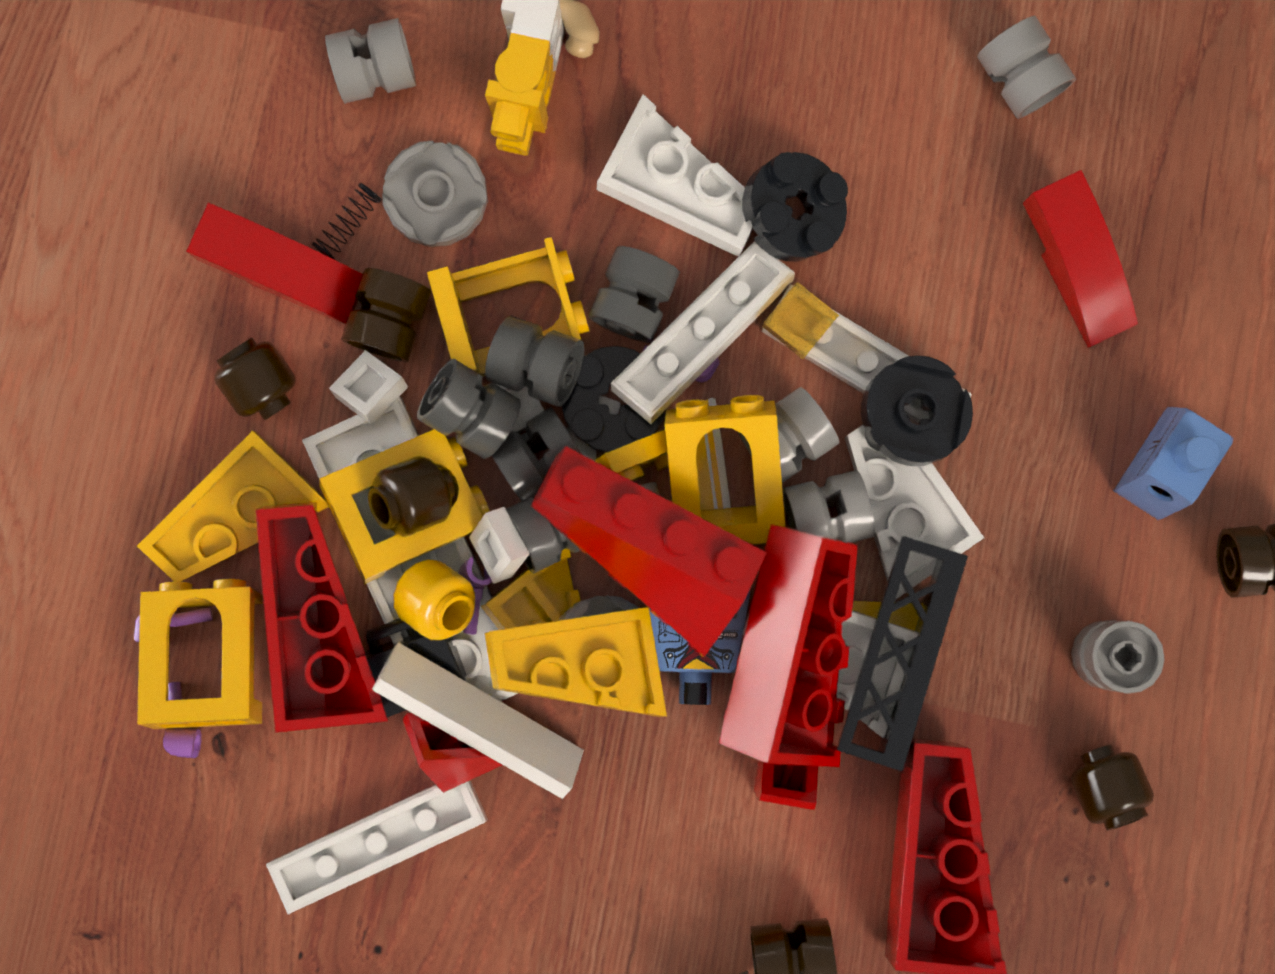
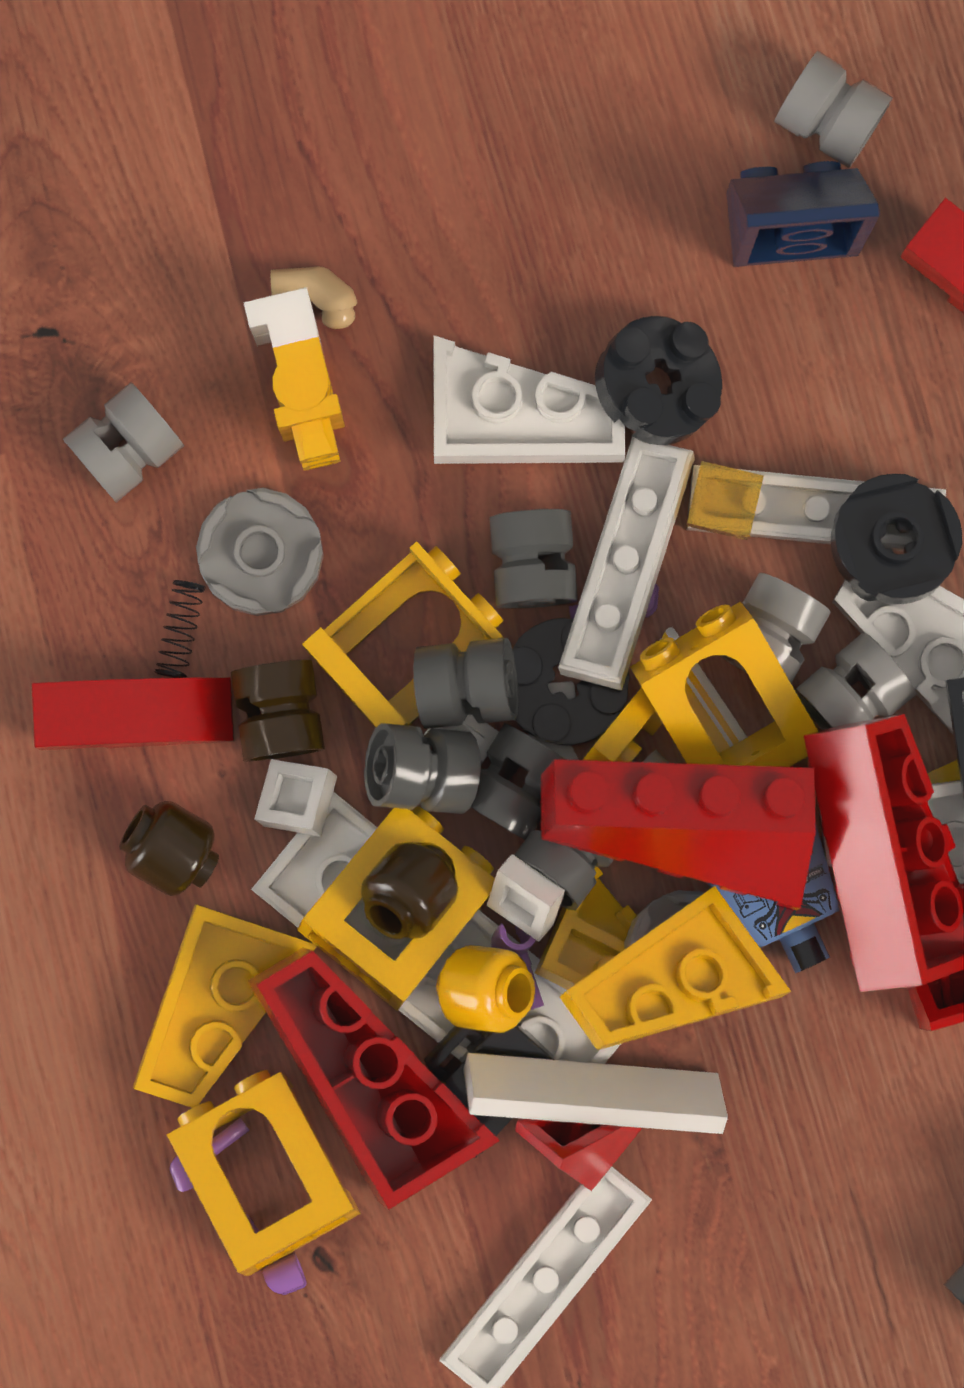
camera: 25 degrees left, 0 degrees up
(962, 134) = (799, 214): none -> dark blue slope

